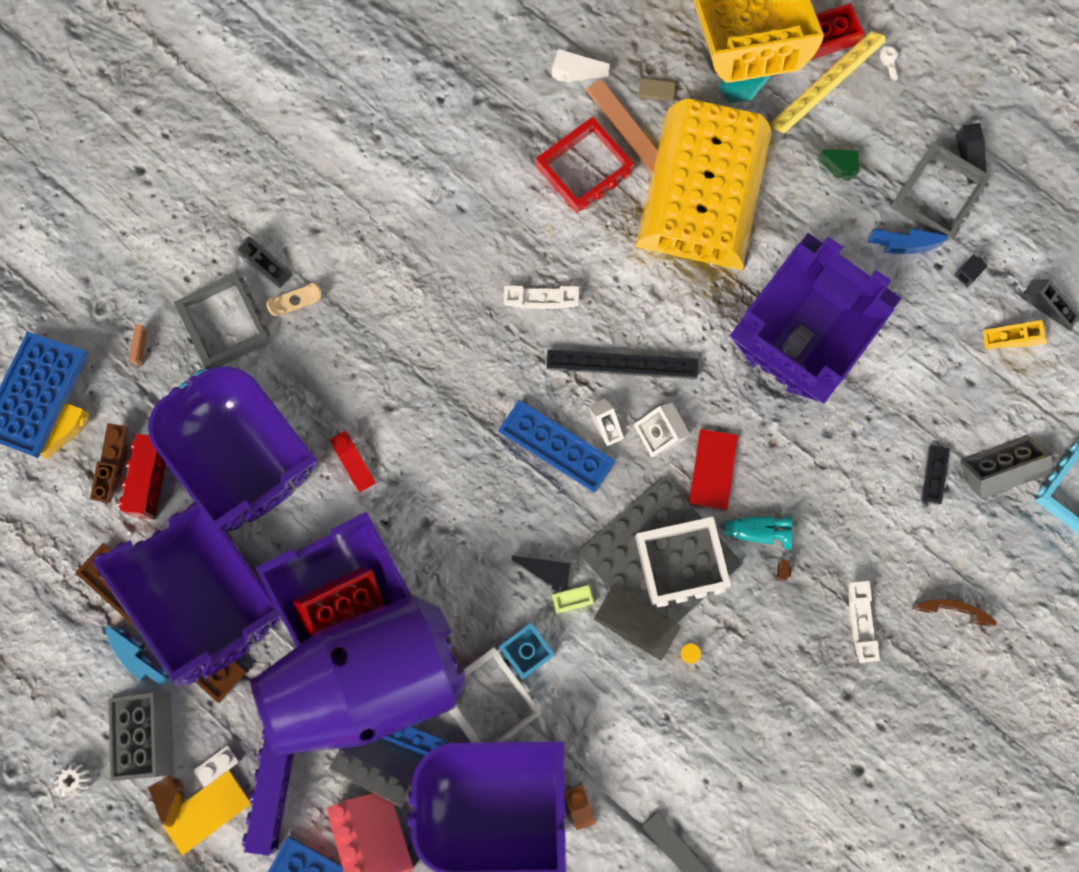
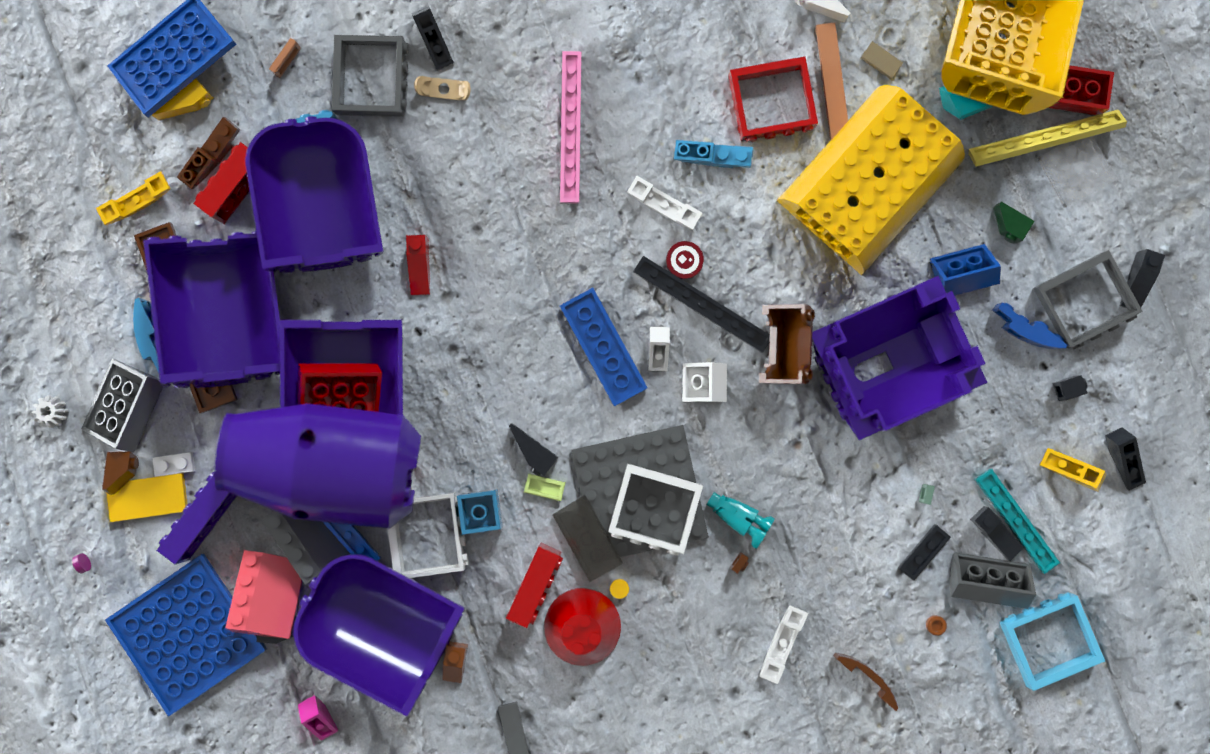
camera: 35 degrees right, 10 degrees up
(60, 541) = (134, 201): none -> yellow slope
(425, 276) = (570, 127): none -> bright pink plate
(561, 235) = (713, 155): none -> dark azure slope
(585, 335) = (684, 259): none -> dark red tile
(613, 691) = (533, 585): none -> red brick
(676, 708) = (582, 626): none -> red cone
(713, 469) = (730, 441): red tile -> none
(716, 355) = (789, 344): none -> reddish brown windscreen
(828, 218) = (967, 270): none -> blue slope
(888, 56) = (1120, 142): white plate -> none
(907, 422) = (926, 494): none -> sand green tile
(983, 532) = (936, 625): none -> dark orange tile
(985, 423) = (996, 533): none -> black slope
(996, 405) = (1017, 521): none -> teal tile

